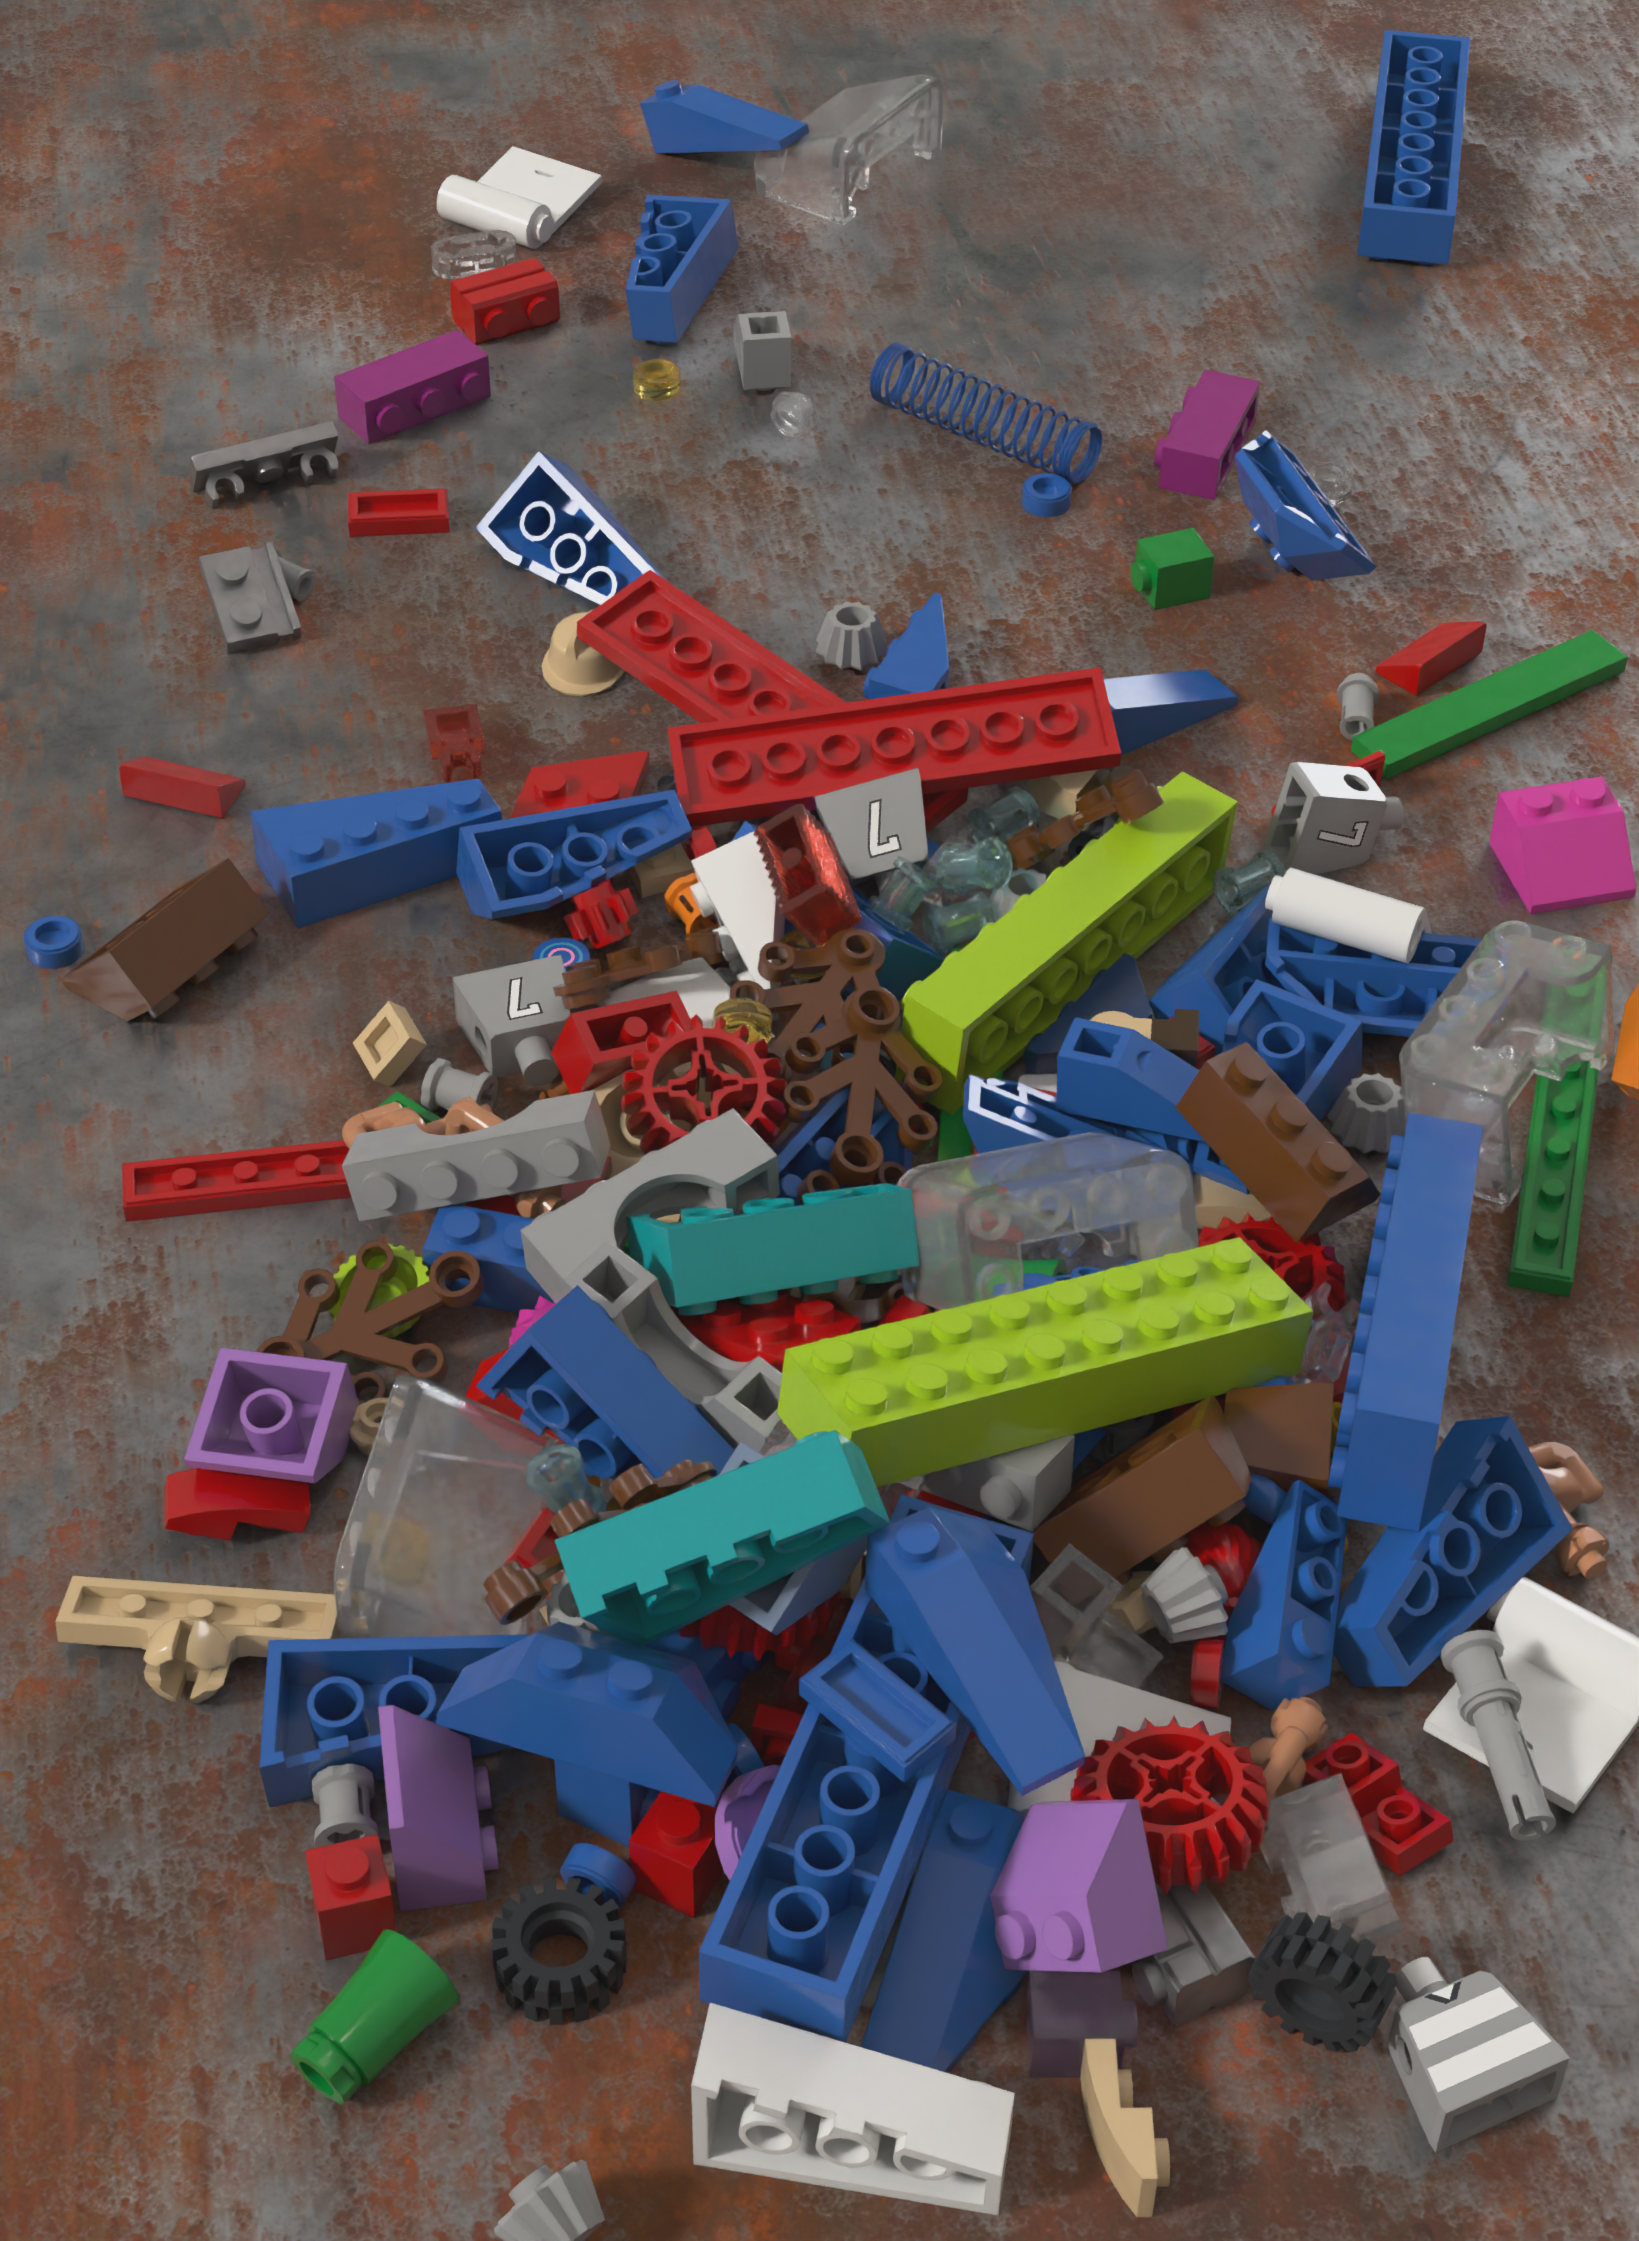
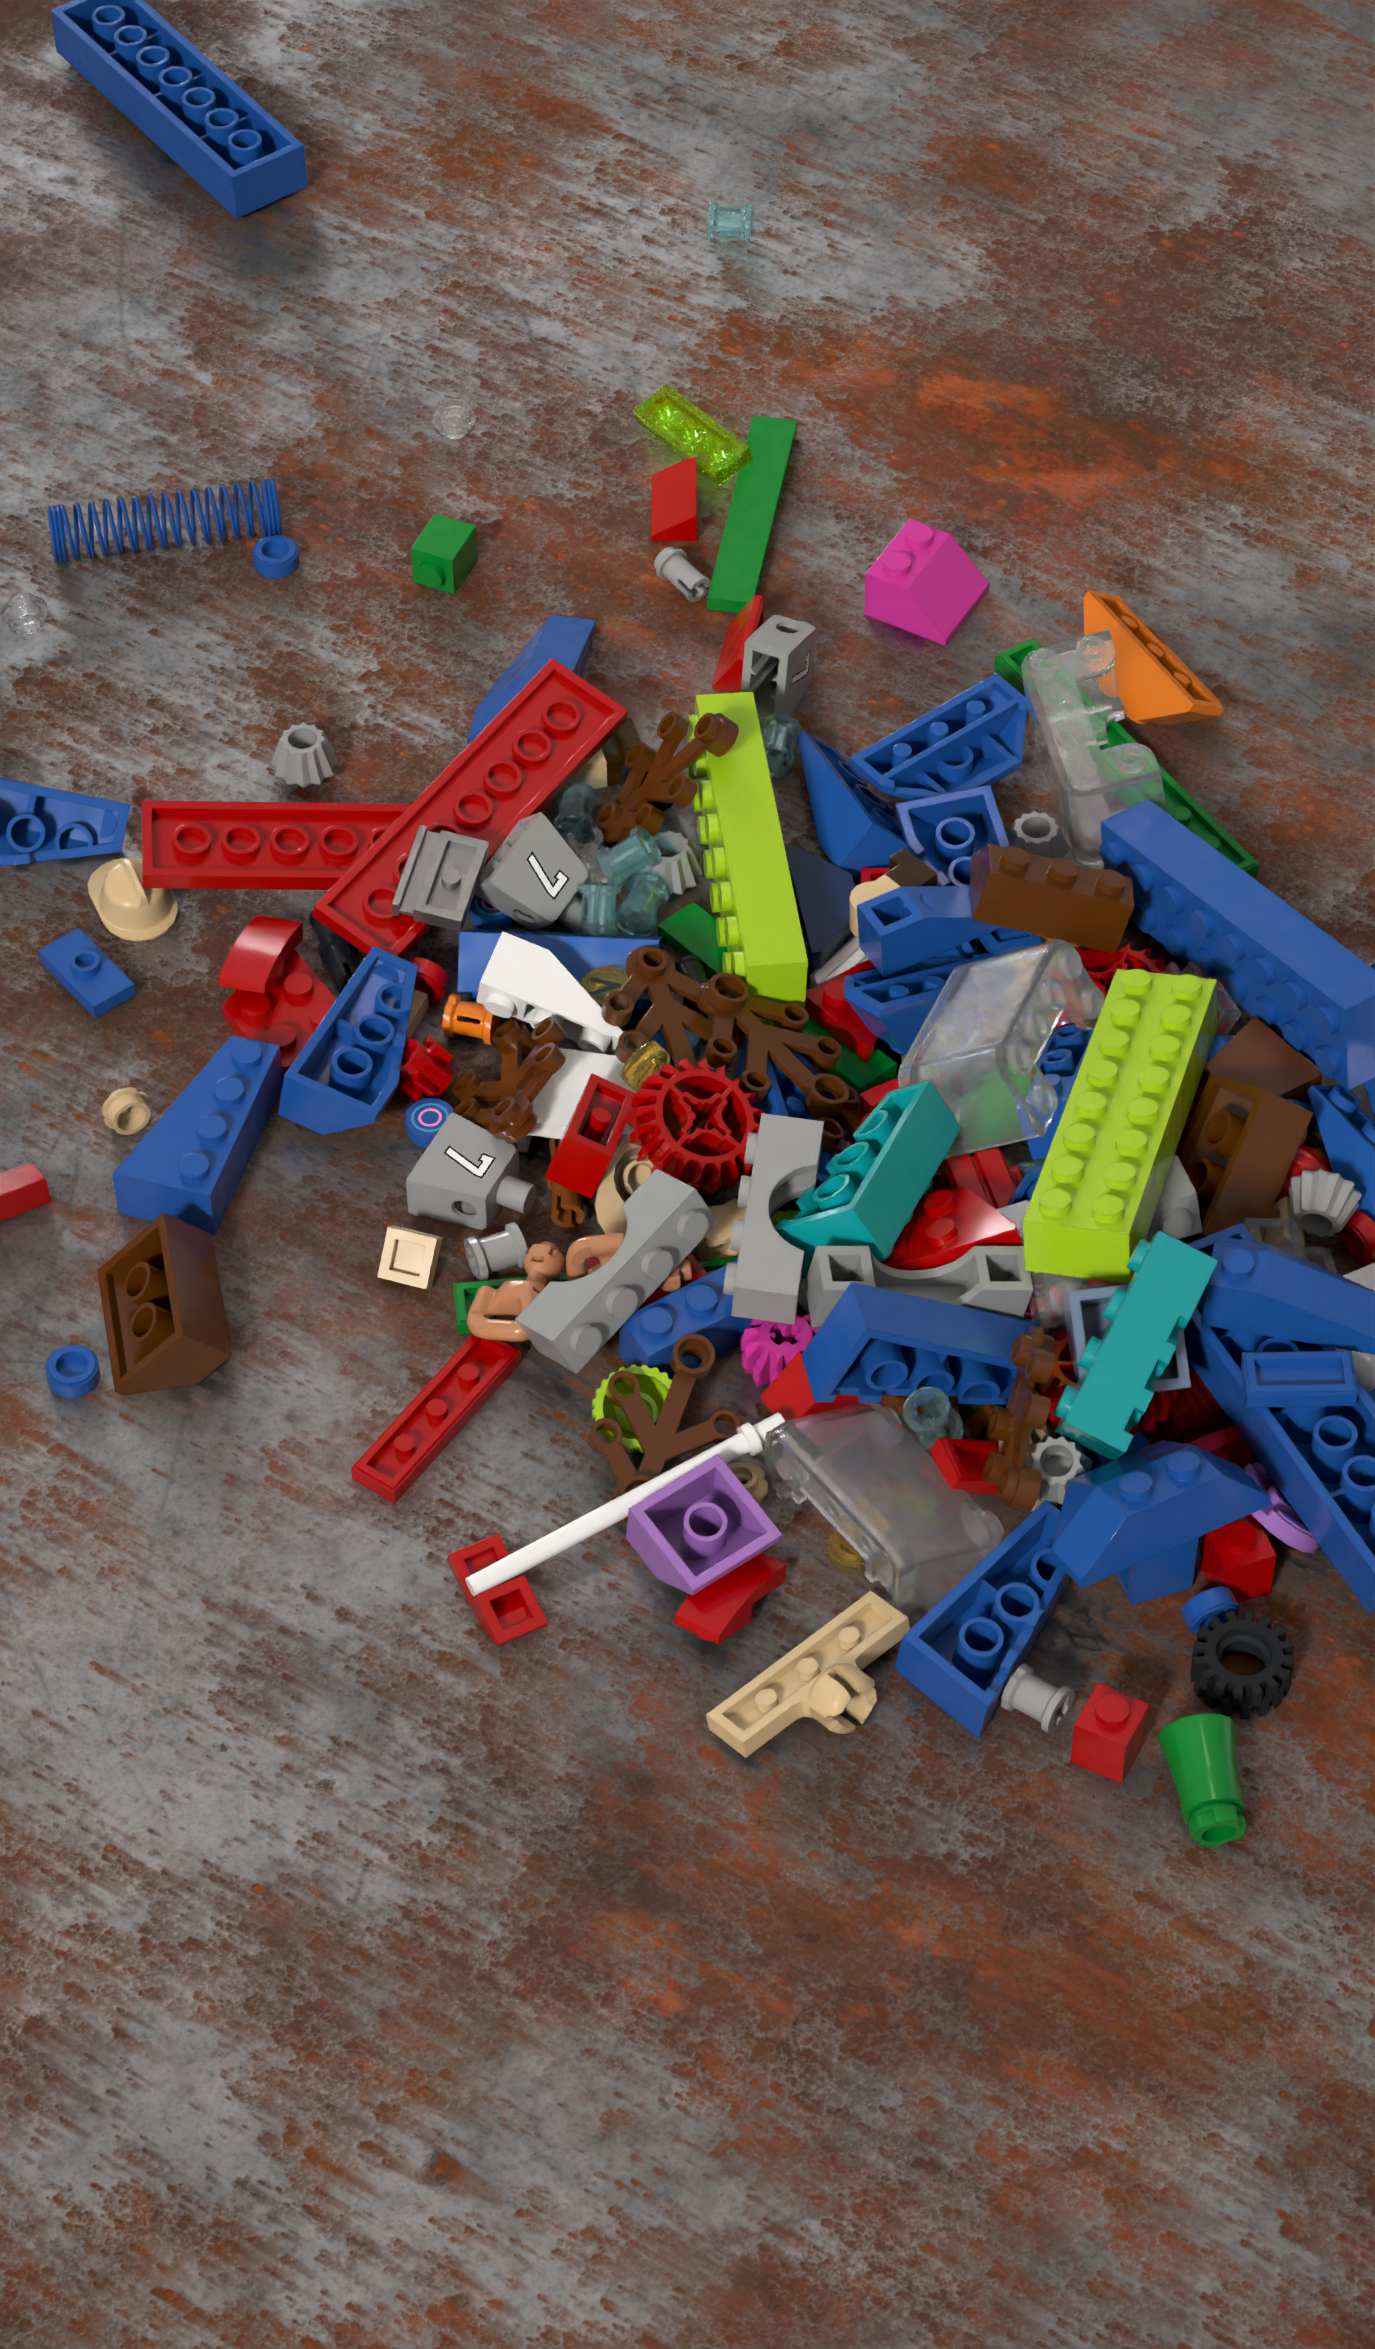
camera: 45 degrees left, 5 degrees up
(87, 1346) = (505, 1610): none -> red slope
(207, 1347) = (747, 1440): none -> white bar
(355, 782) = (126, 1111): none -> tan plate
(434, 1812) = (1082, 1647): medium lavender slope -> none
(455, 739) = (138, 1022): clear red plate -> none
(480, 677) = (86, 972): none -> blue plate
(591, 743) = (259, 954): none -> red slope
(786, 770) = (440, 878): none -> flat silver plate
(807, 874) = (575, 934): clear red brick -> none
(916, 659) = (386, 748): blue slope -> none
(1207, 434) = (332, 433): magenta brick -> none
(1296, 514) = (485, 459): blue wedge -> none
(1347, 914) = (903, 721): white door -> none
(1513, 610) = (693, 434): none -> clear neon green plate

